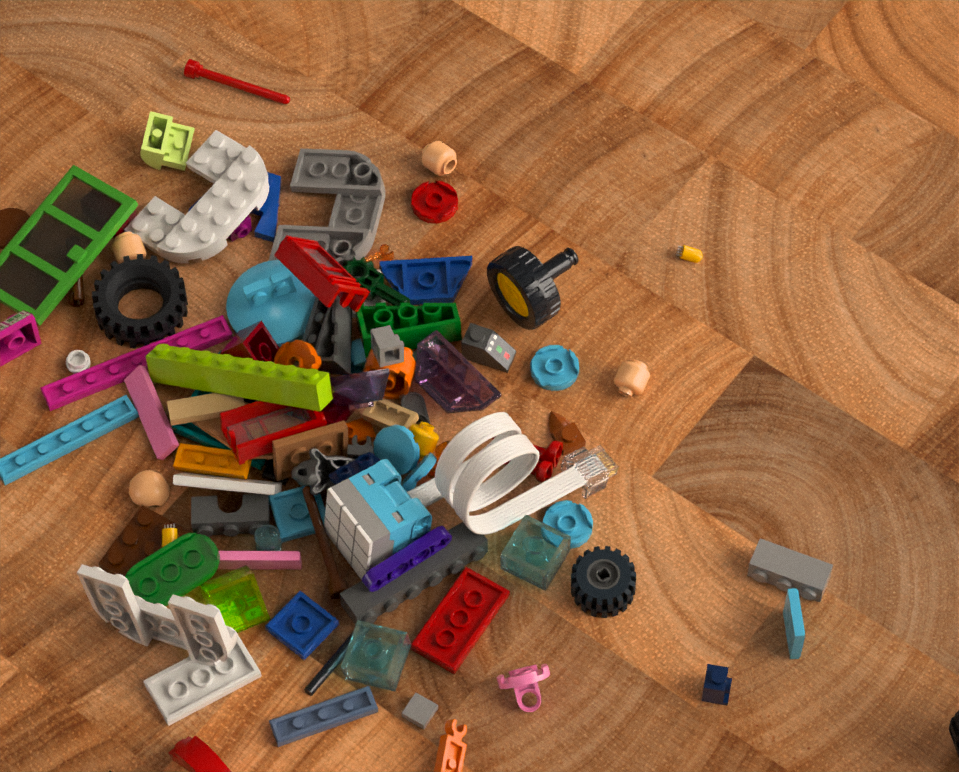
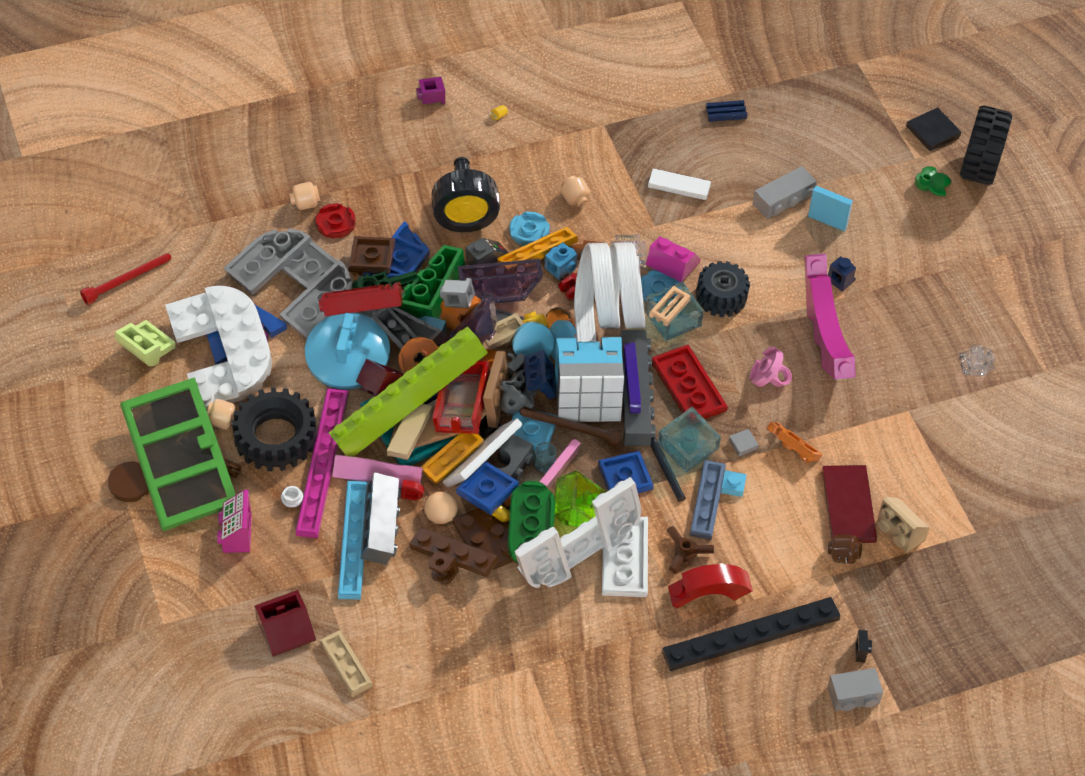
camera: 60 degrees left, 5 degrees down
(94, 528) = (450, 554): none -> reddish brown plate
(96, 444) = (380, 518): none -> brick
(149, 451) = (411, 490): none -> red tile
(183, 509) = (487, 487): none -> blue tile
(243, 727) = (685, 549): none -> reddish brown piece
(360, 729) = (733, 483): none -> medium azure plate
(405, 254) = (371, 254): none -> reddish brown tile
(525, 546) = (662, 316): none -> light nougat tile
(527, 415) = (561, 261): none -> dark azure brick
(529, 389) = (542, 246): none -> light orange plate
(609, 513) = (671, 259): none -> dark pink slope
(616, 712) = (835, 354): none -> dark pink arch
(663, 180) = (431, 90): none -> magenta brick
(724, 467) = (679, 184): none -> white tile
(868, 448) = (724, 108): none -> dark blue tile
(936, 712) = (933, 181): none -> green plate

